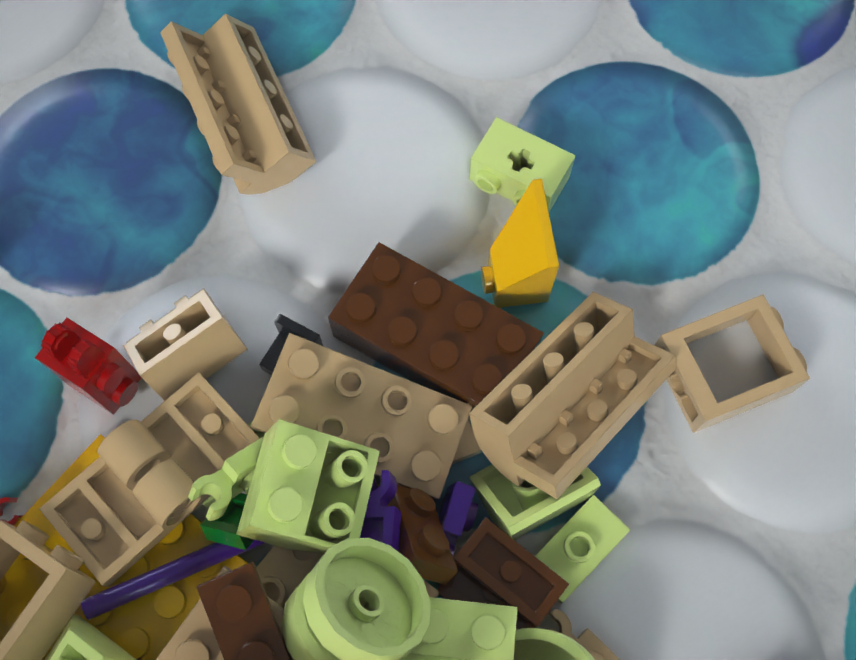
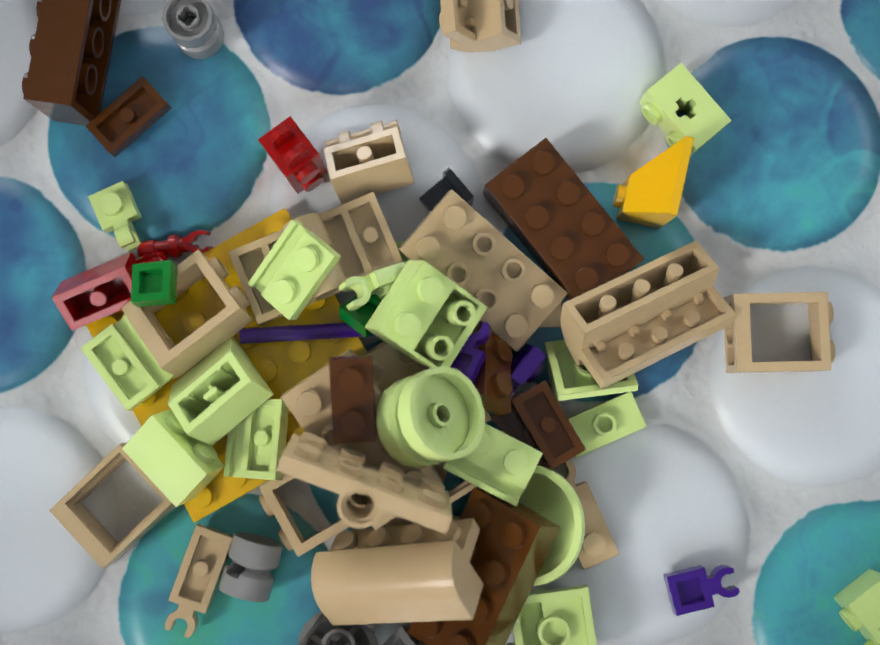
camera: 20 degrees right, 15 degrees up
(125, 497) = (294, 269): none -> yellowish green plate

